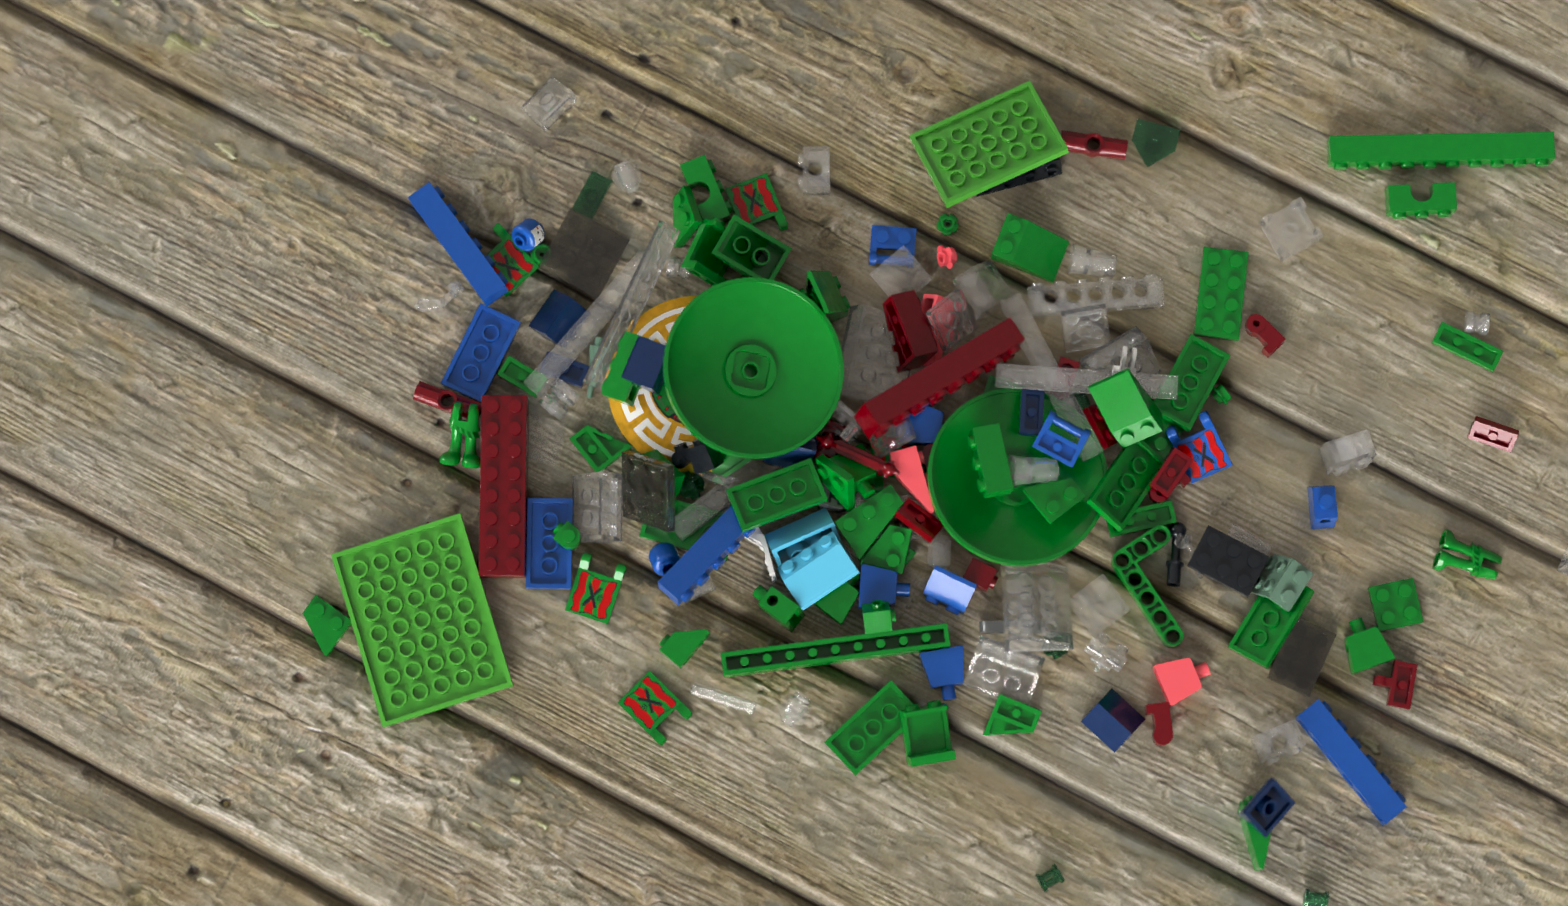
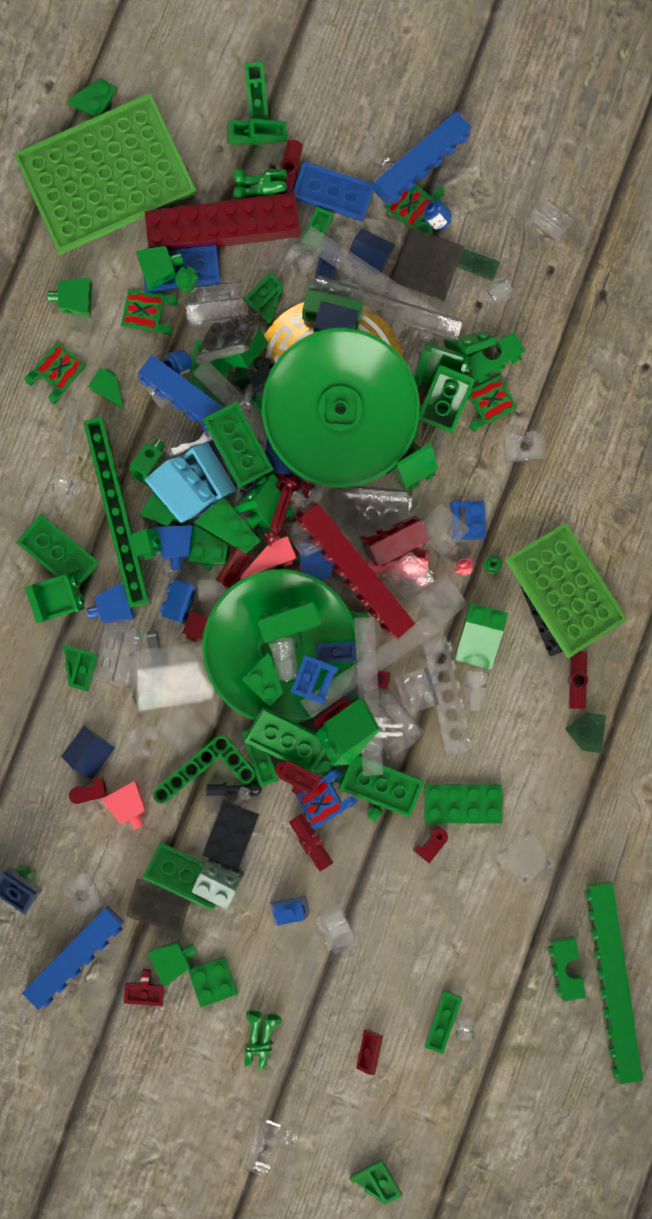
camera: 80 degrees right, 5 degrees up
(345, 428) = (256, 90): none -> green slope
(396, 435) = (256, 132): none -> green slope
(546, 567) = (158, 265): none -> green torso
(567, 674) = (73, 296): none -> green torso
(1246, 471) = (311, 842): none -> dark red piece

